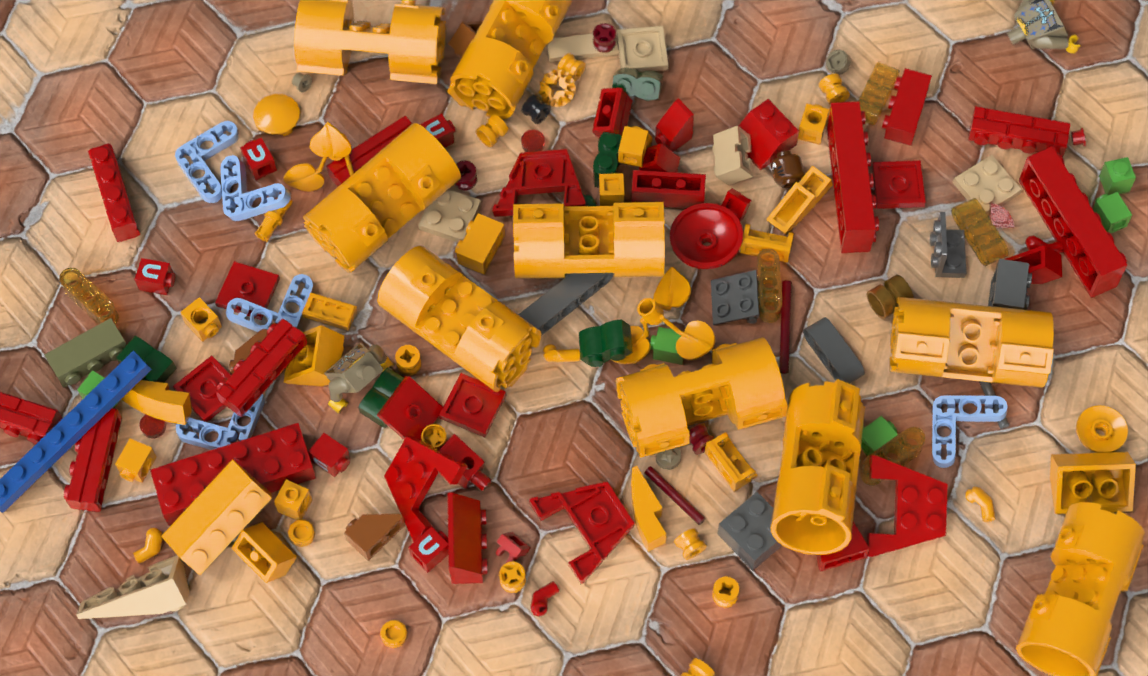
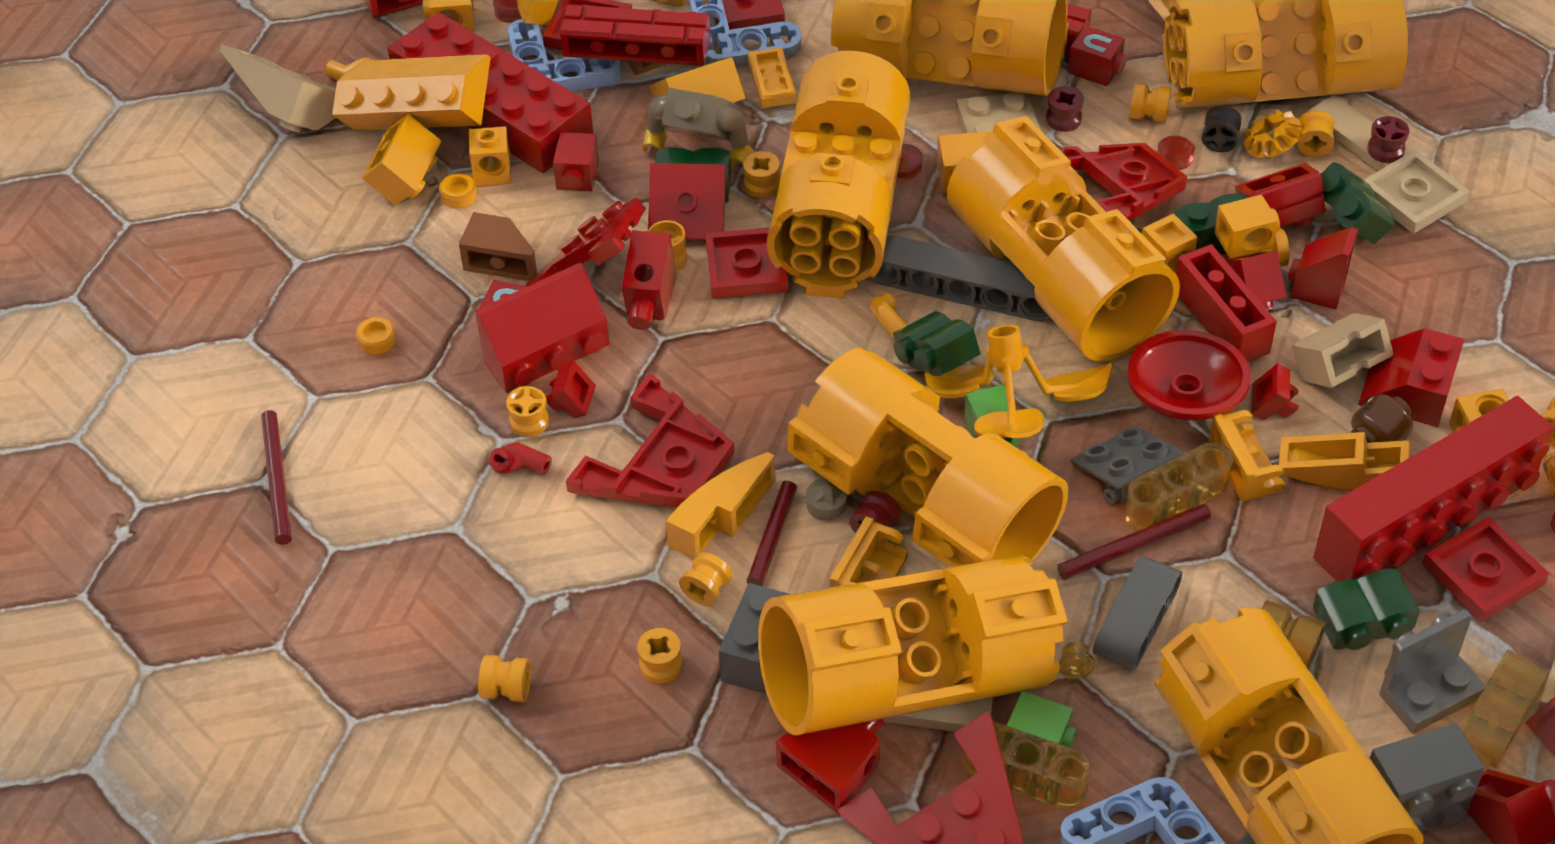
camera: 60 degrees right, 15 degrees down
(893, 250) = (1366, 609): none -> dark green brick

